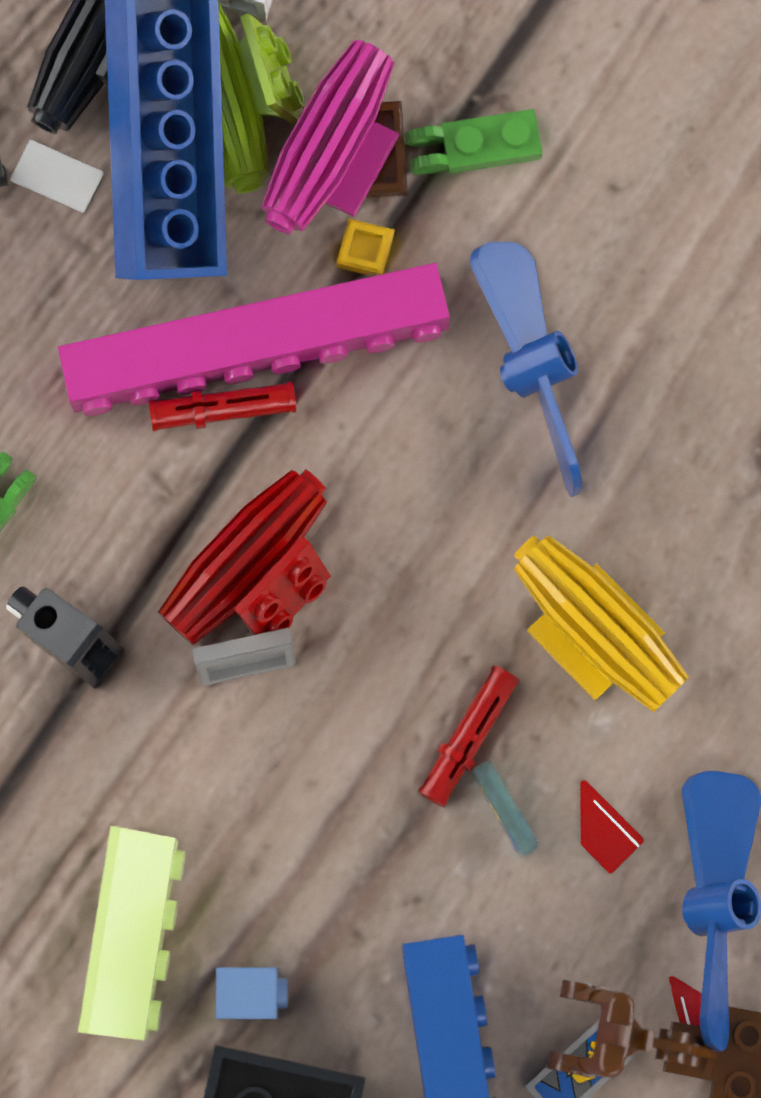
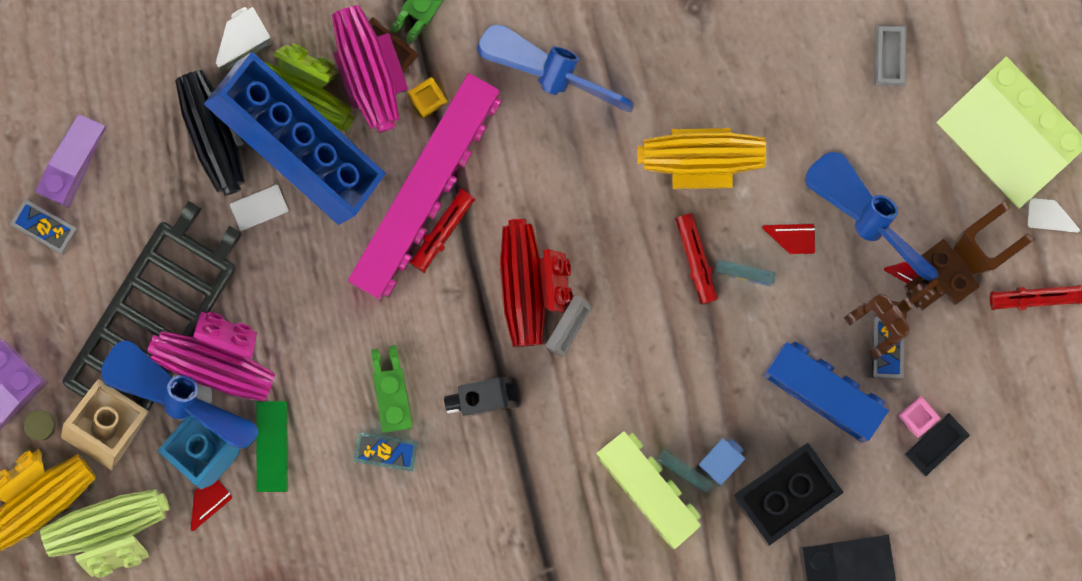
camera: 45 degrees left, 5 degrees up
(195, 959) = (684, 471): none -> clear light blue tile

